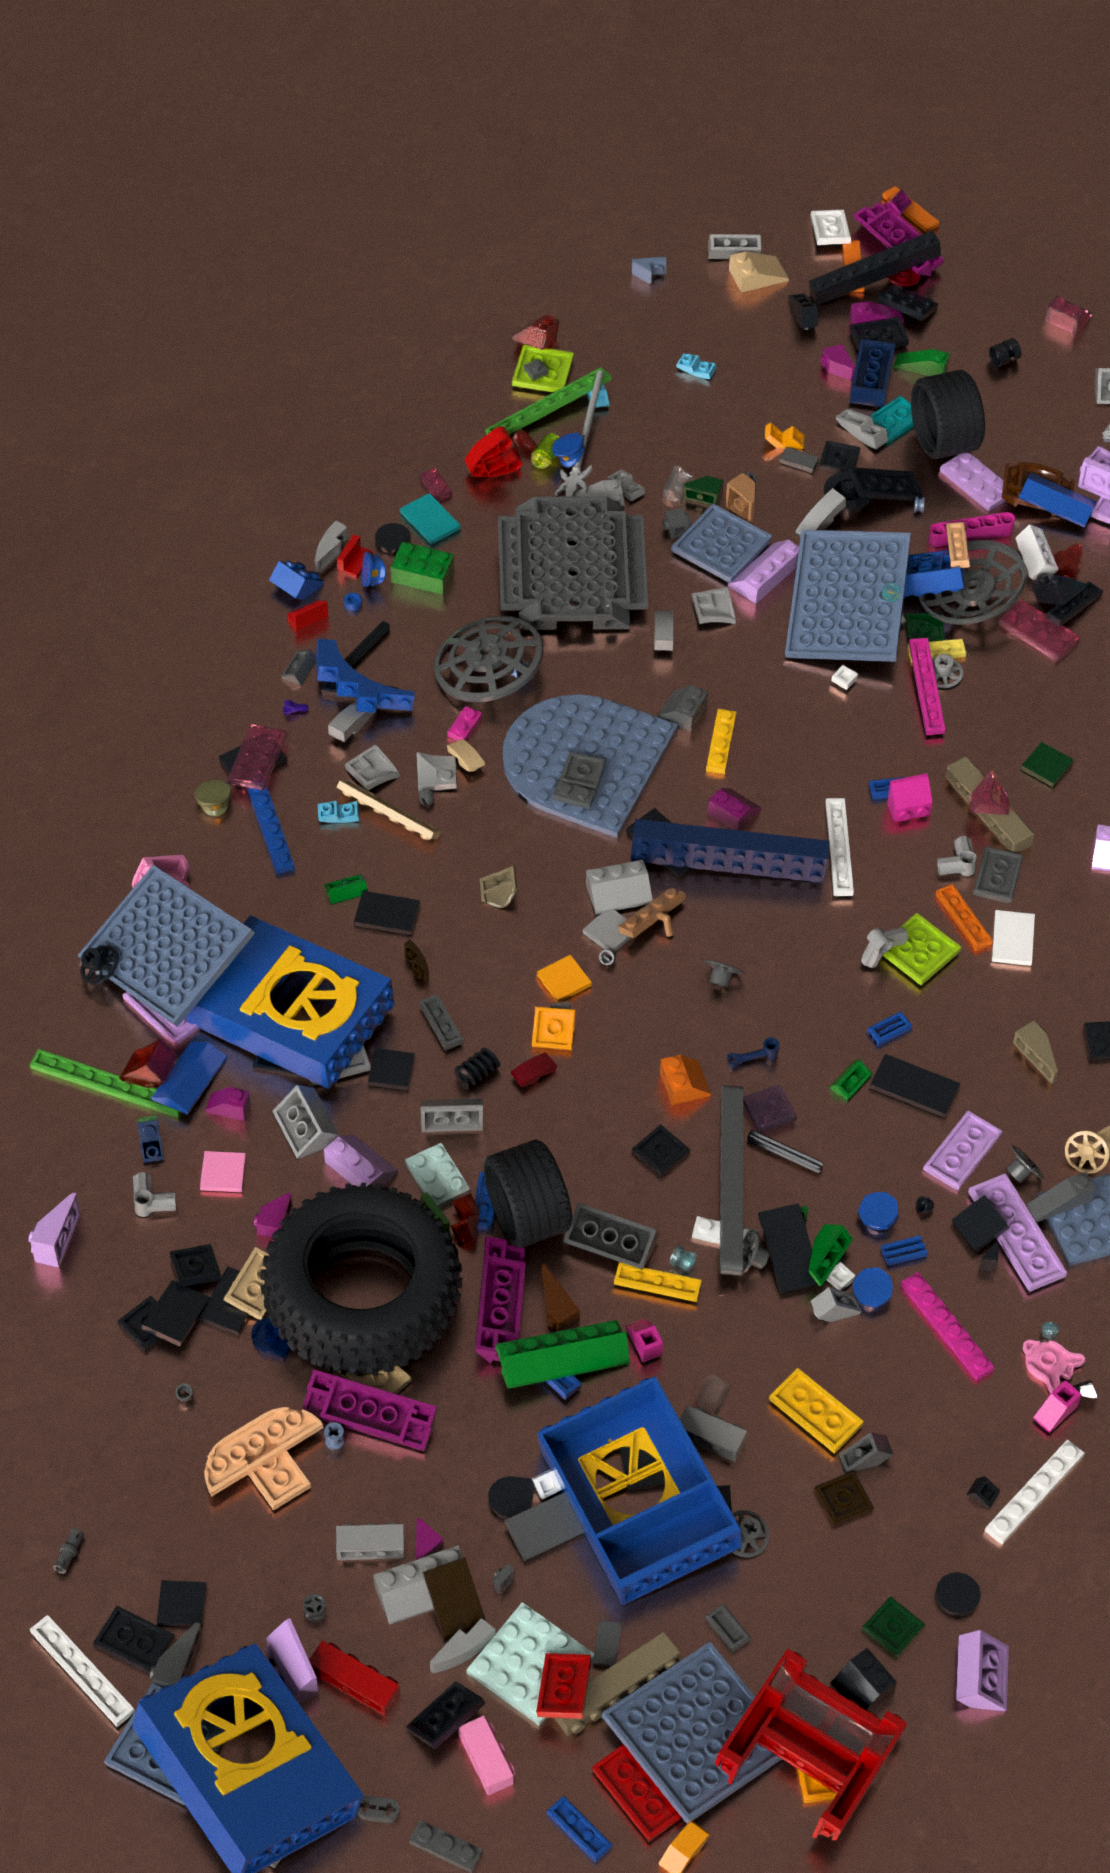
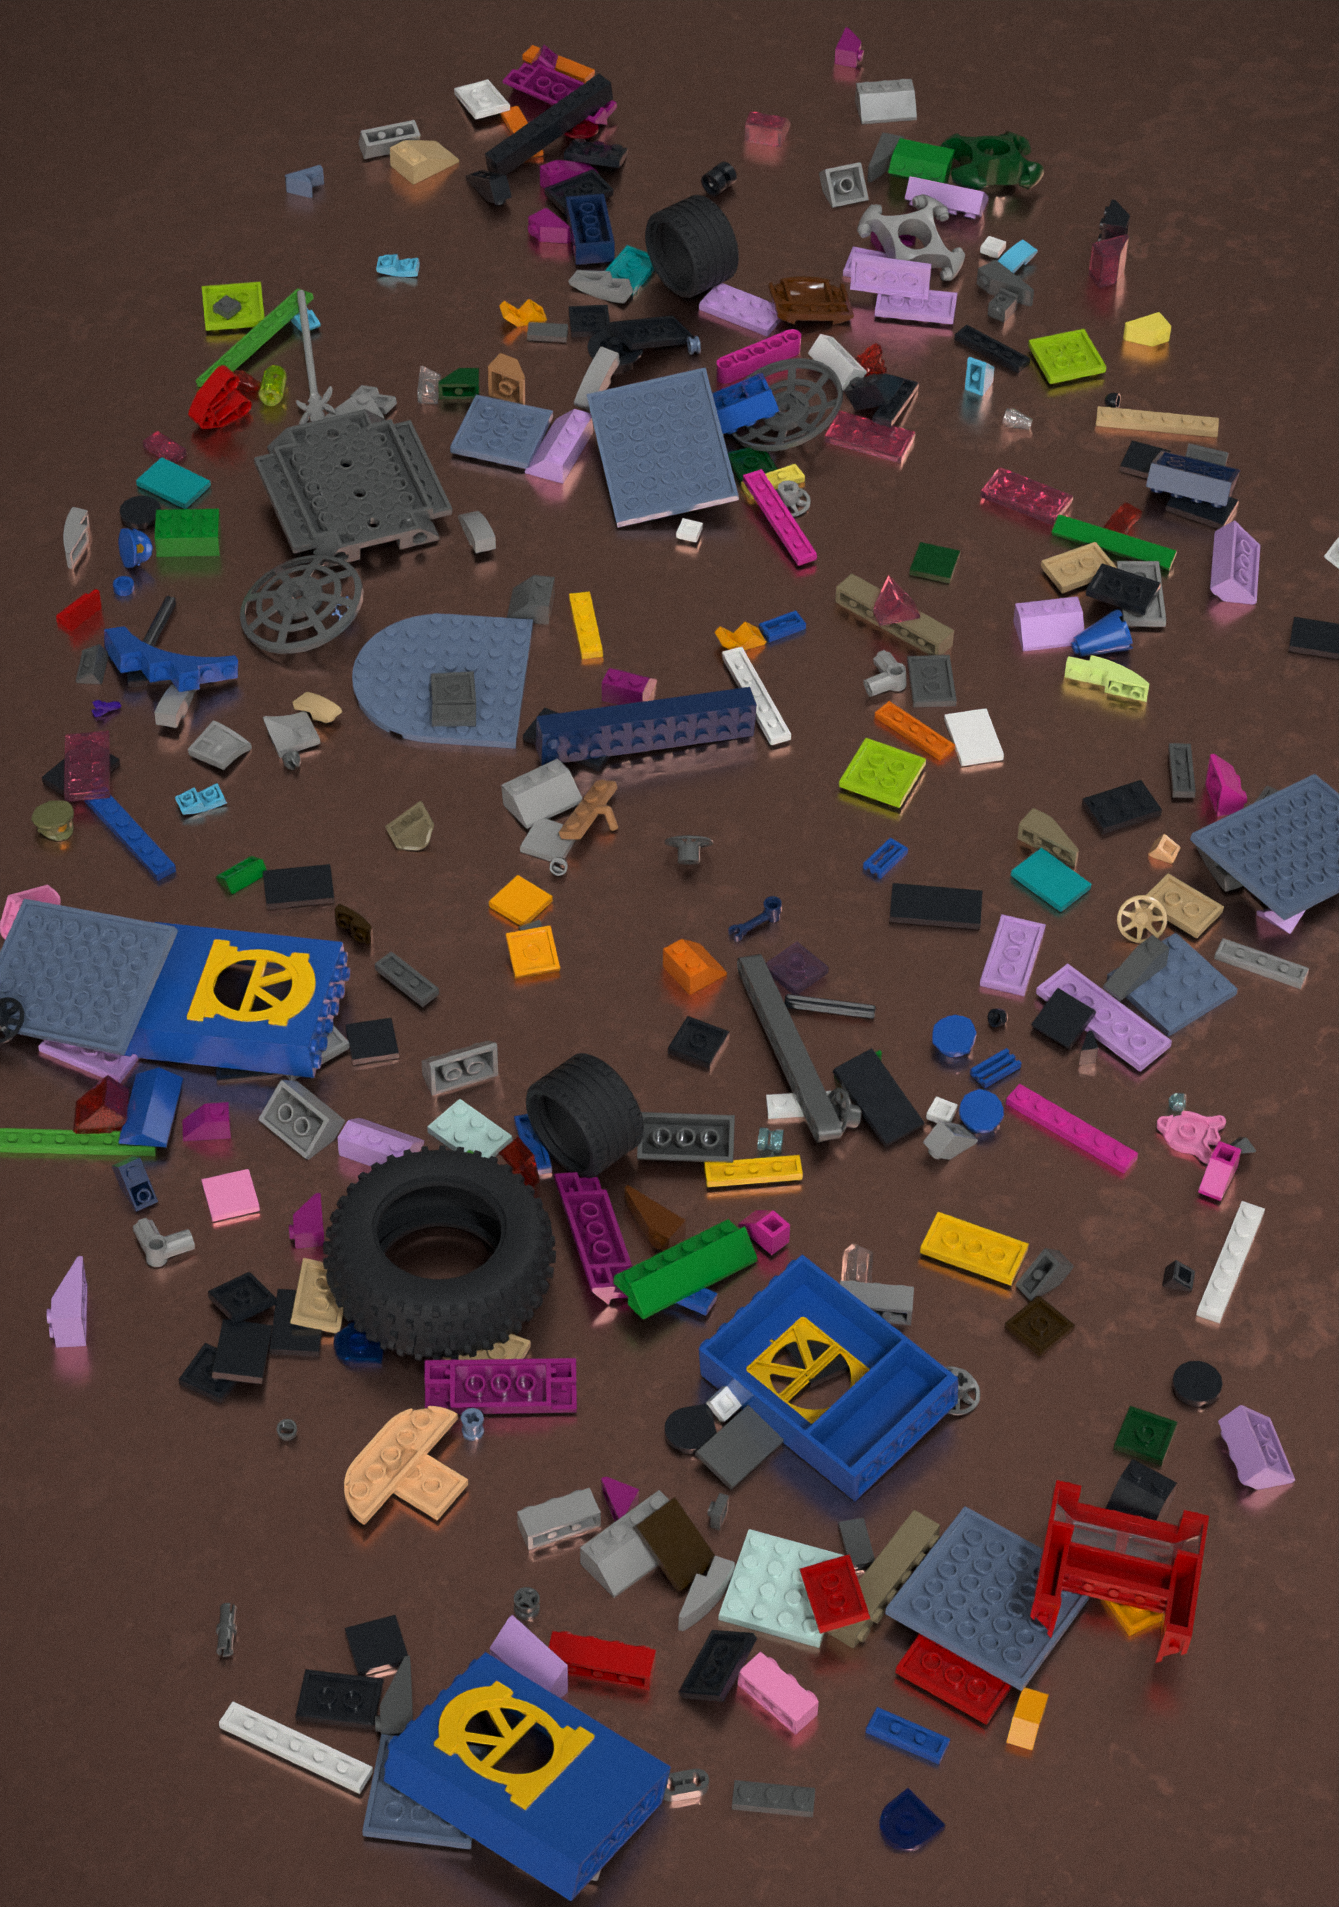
camera: 20 degrees left, 5 degrees down
(296, 579) = (51, 577): blue slope -> none
(351, 557) = (104, 541): red panel -> none
(384, 807) = (247, 781): tan plate -> none
(464, 724) = (301, 677): dark pink plate -> none
(476, 1066) = (466, 1013): black piece -> none
(533, 1069) = (527, 999): dark red slope -> none
(539, 332) = (214, 269): clear red slope -> none
(569, 449) = (299, 375): blue hat -> none
(676, 522) = (445, 423): dark grey brick -> none
(714, 606) = (521, 494): light grey plate -> none
(727, 1628) = (975, 1489): dark grey tile -> none
(827, 1250) = (920, 1085): green slope -> none
(851, 790) = (745, 636): none -> light orange slope
(851, 1079) = (867, 918): green slope -> none
(880, 943) = (843, 774): light grey piece -> none
(890, 592) = (708, 431): clear light blue tile -> none
(909, 797) = (810, 627): dark pink slope -> none
(923, 362) = (637, 207): green slope -> none
(957, 545) = (755, 370): light nougat tile -> none
(1021, 1168) = (1082, 951): dark grey wheel -> none
(1025, 1090) = (1051, 879): none -> teal tile
(1057, 499) = (835, 306): blue slope -> none

